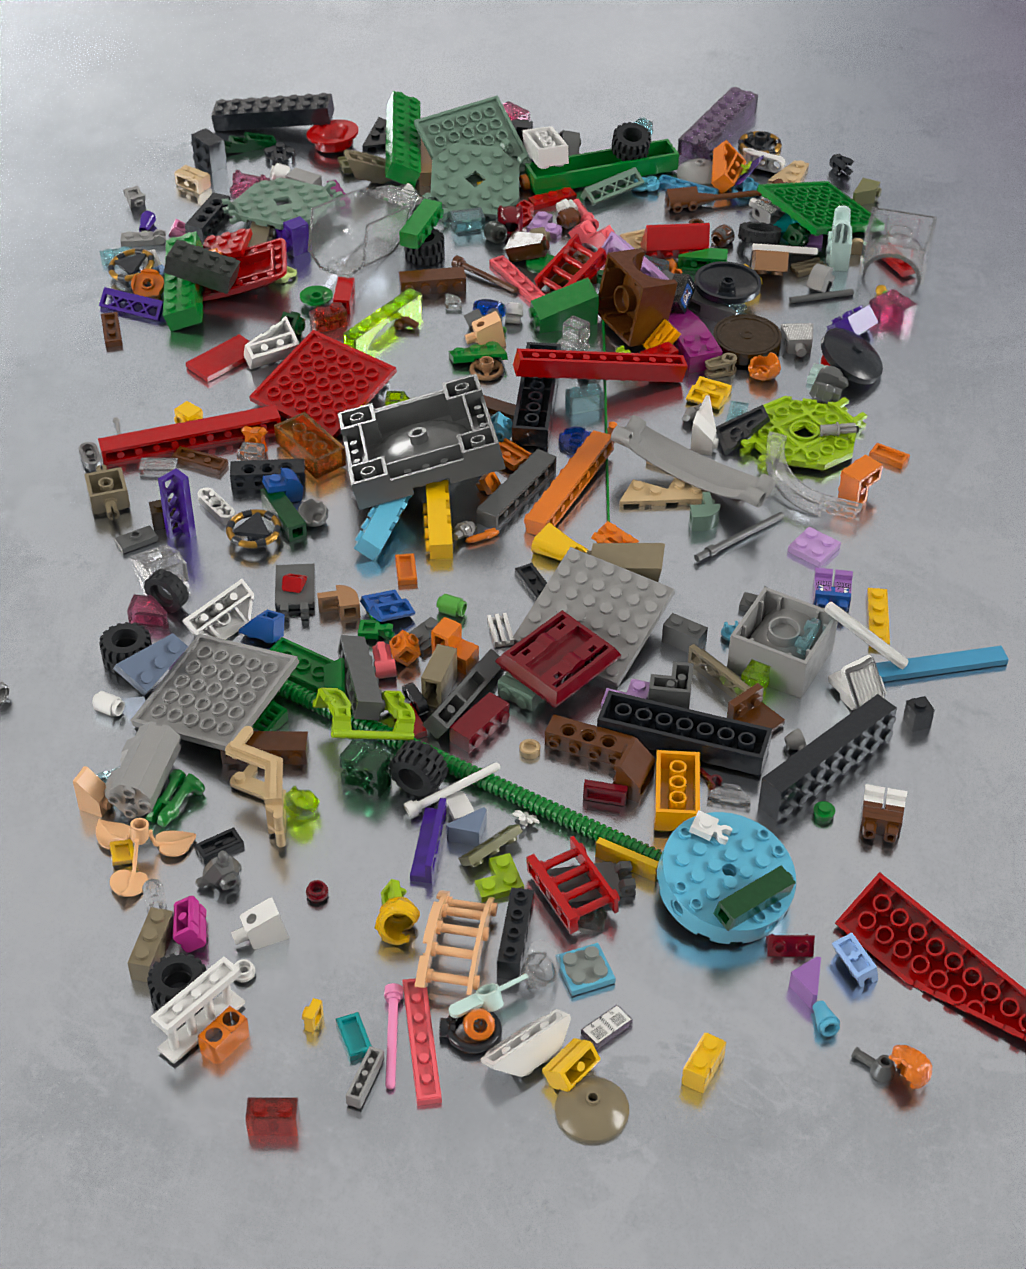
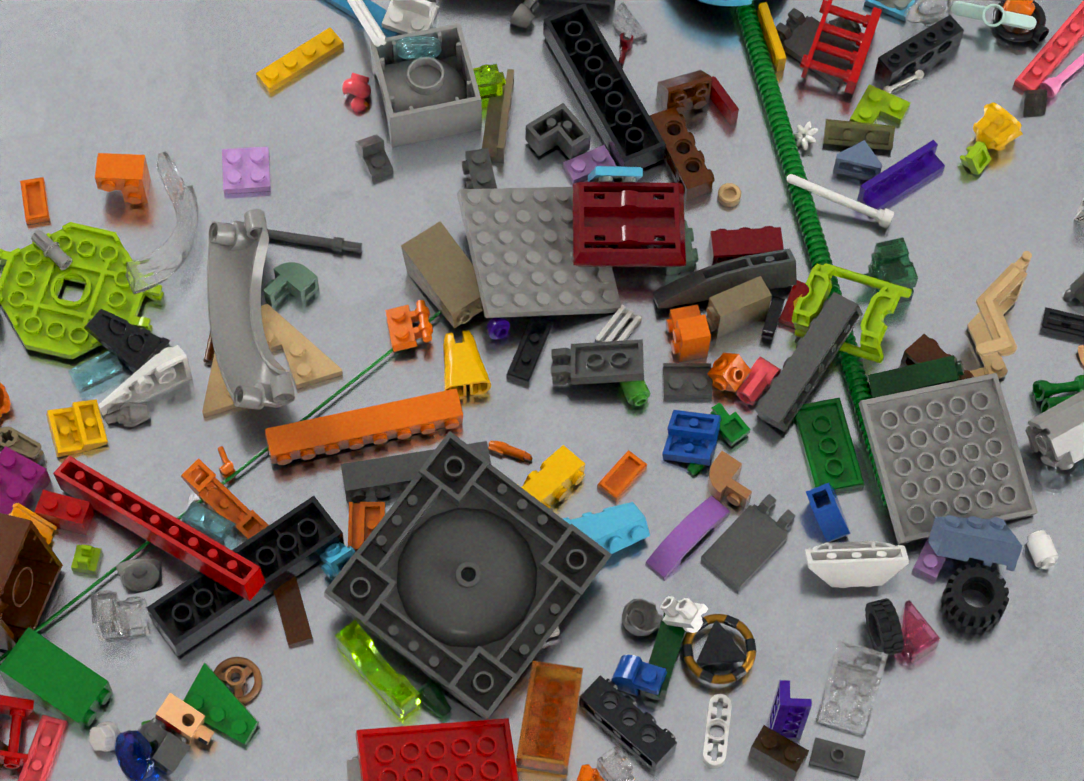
camera: 135 degrees left, 20 degrees up
(282, 717) = (916, 376): none -> dark green brick
(284, 511) = (683, 613): none -> white hips
(293, 582) = (747, 541): red slope -> none
(300, 803) = (969, 289): clear neon green hair -> none
(319, 887) = (1027, 209): dark red plate -> none
(333, 566) = (686, 536): none -> medium lavender slope
(335, 674) = (825, 390): green slope -> none
(394, 972) = (1034, 103): none -> clear smoke slope
(418, 768) = (855, 228): black tyre -> none
(457, 908) = (986, 83): light nougat fence -> none
(458, 805) = (846, 185): white slope -> none
(463, 530) = (521, 467): light grey piece -> none
(483, 595) = (598, 362): none -> dark grey tile
(499, 928) = (918, 75): none -> white hinge
(572, 438) = (277, 491): clear blue tile -> none
(592, 415) = (221, 500): none -> orange slope
(602, 675) = (615, 174): none -> medium azure piece
(676, 788) = (670, 49): light orange brick -> none
(727, 630) = (435, 150): medium azure plate -> none
(750, 709) = (526, 59): reddish brown bracket -> none
(838, 594) = (304, 108): hips -> none

